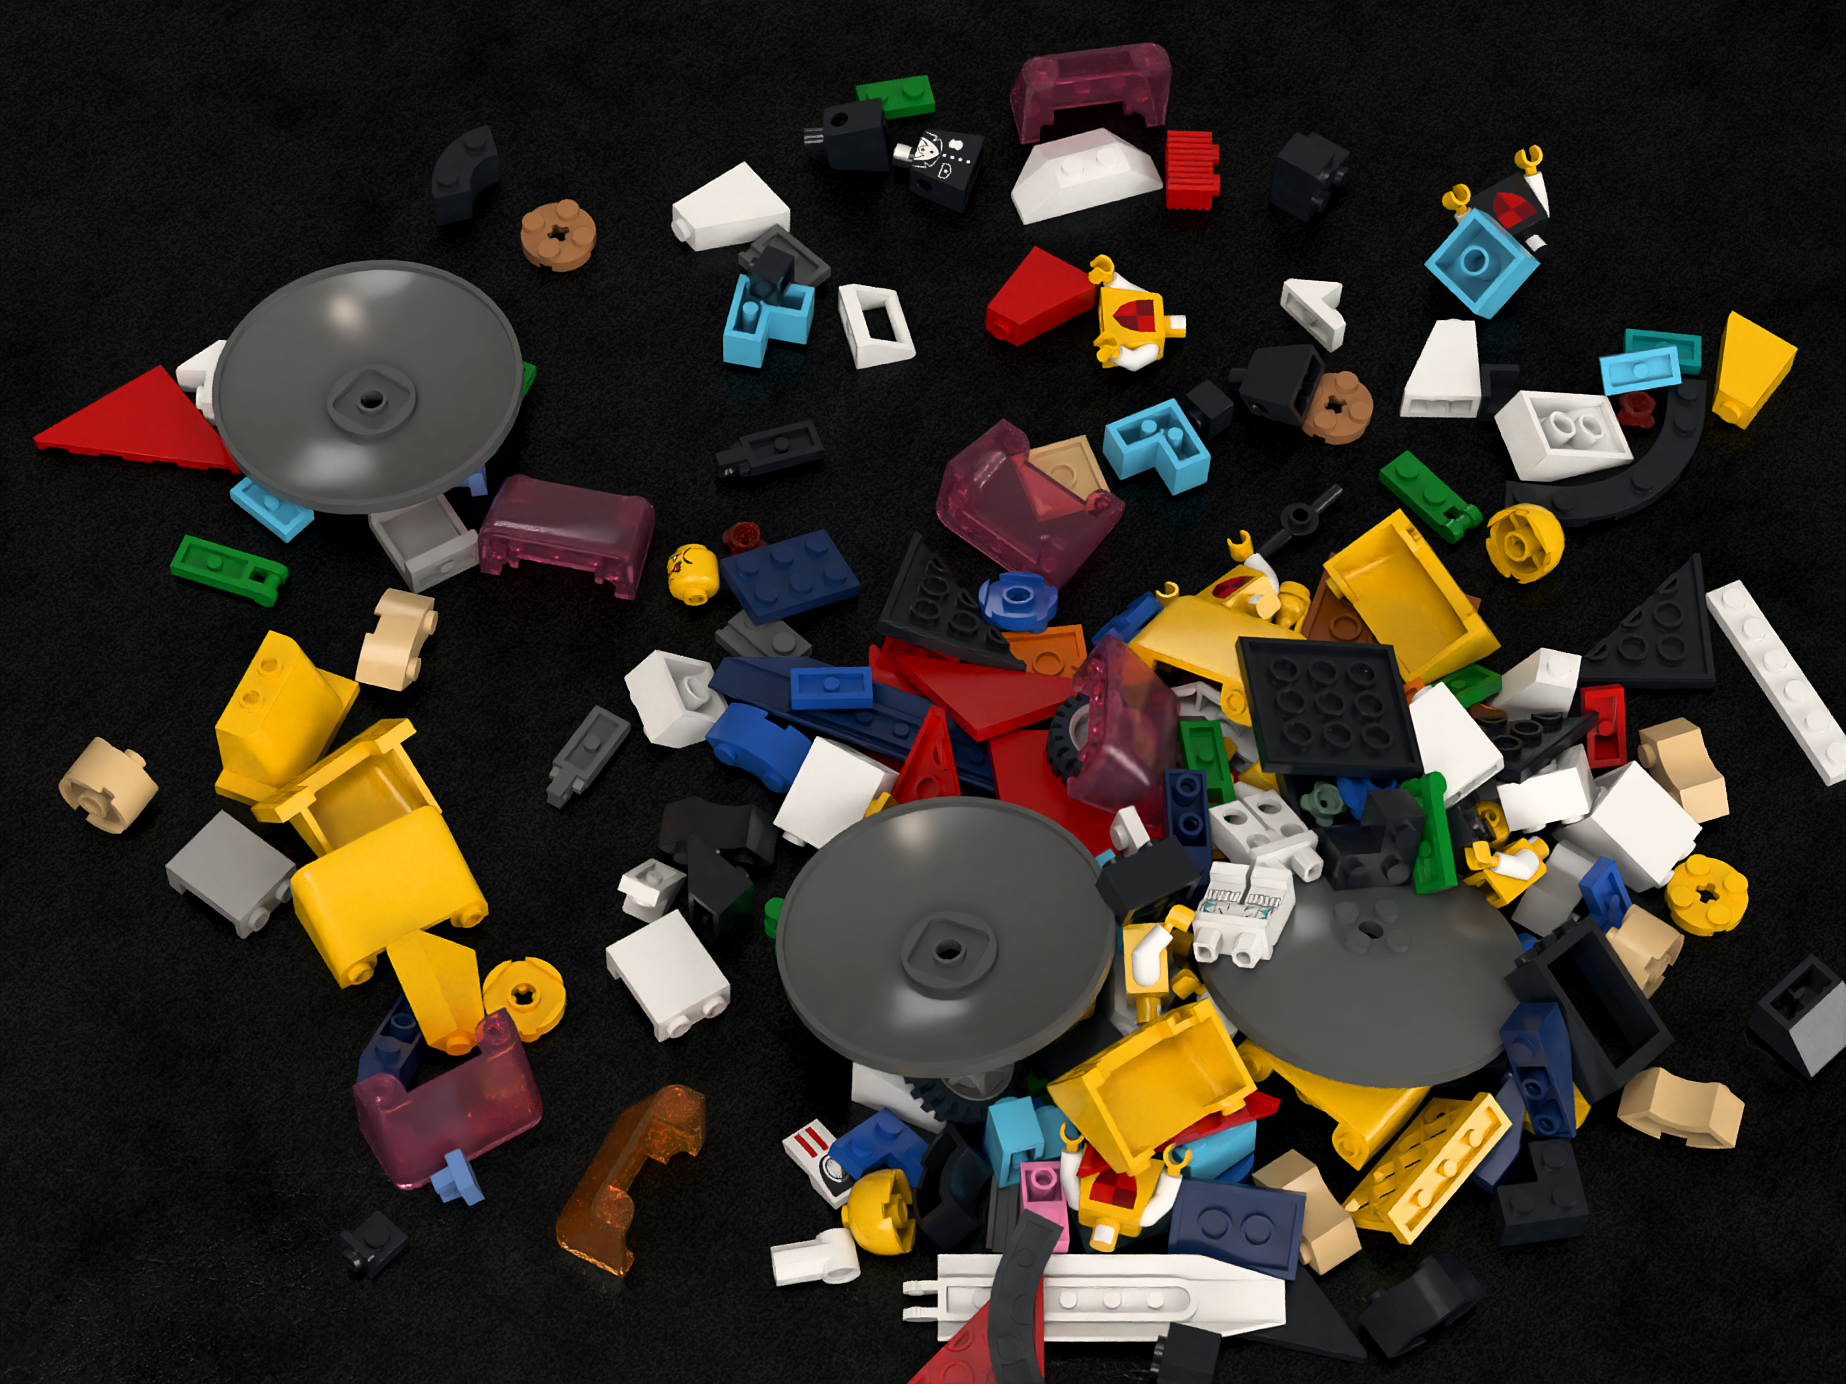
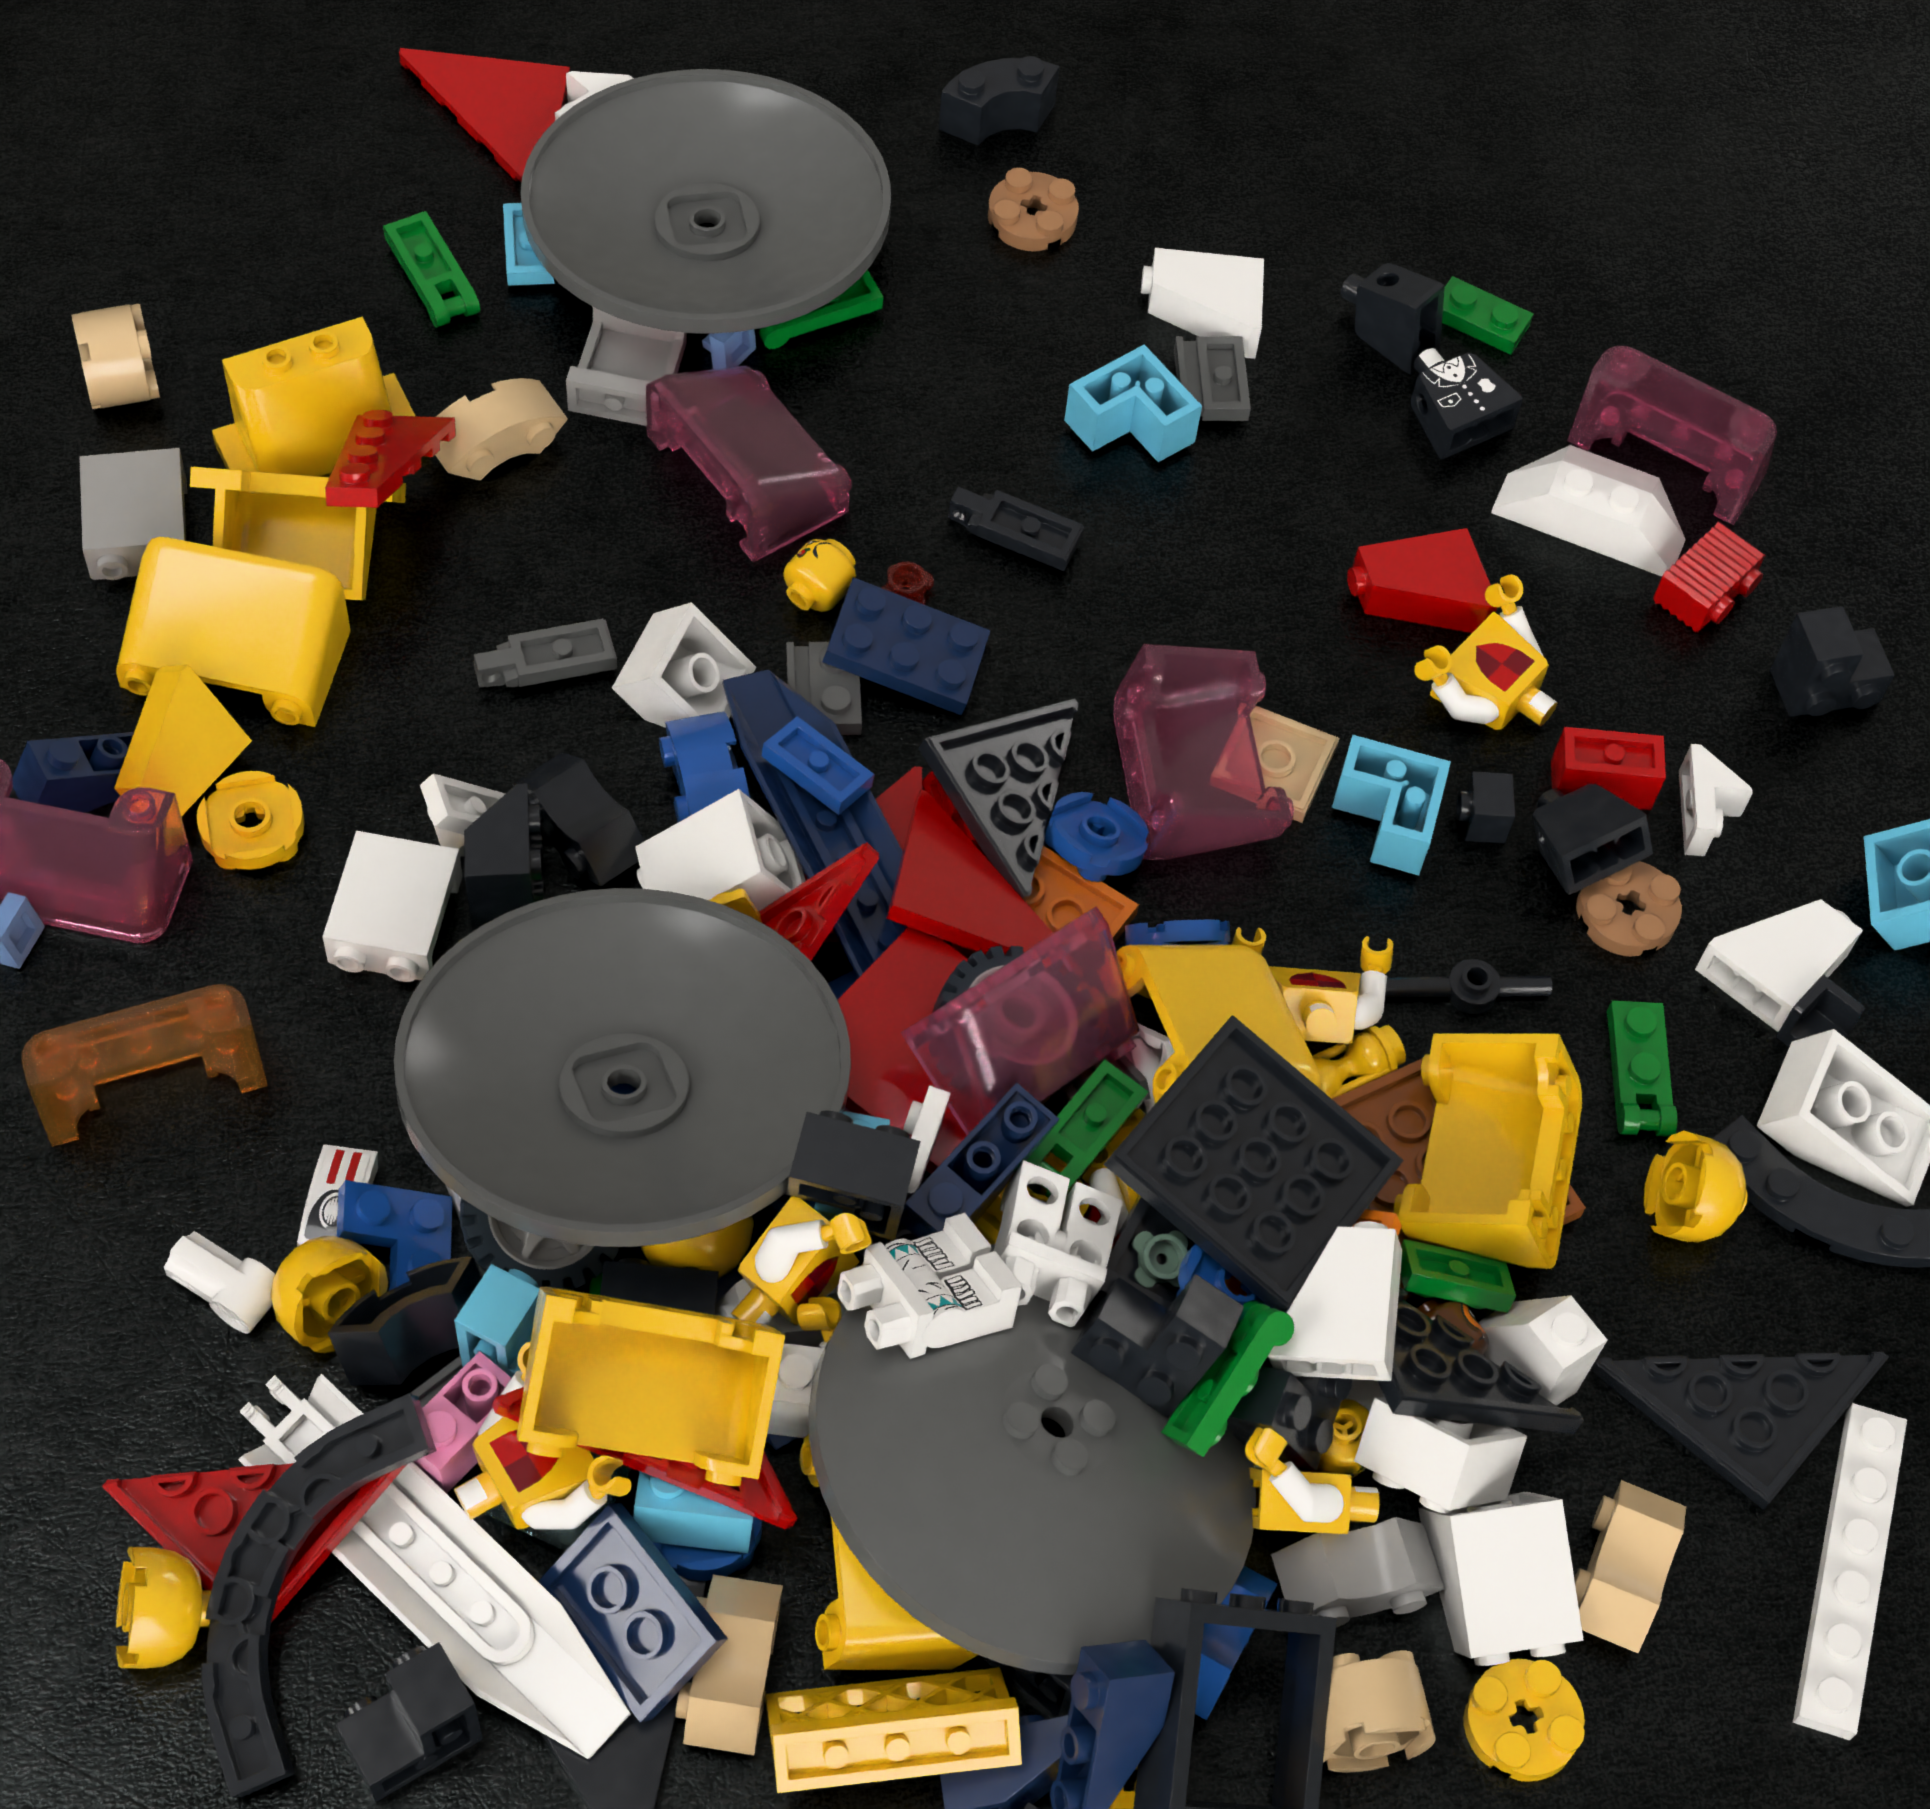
camera: 40 degrees right, 0 degrees up
(378, 708) = (380, 453): none -> red wing
(771, 275) = (1164, 360): black plate -> none
(866, 350) = (1246, 454): white tile -> none
(1253, 326) = (1617, 761): none -> red panel
(1605, 894) = (1390, 1618): blue plate -> none
(1607, 741) = (1577, 1459): red slope -> none

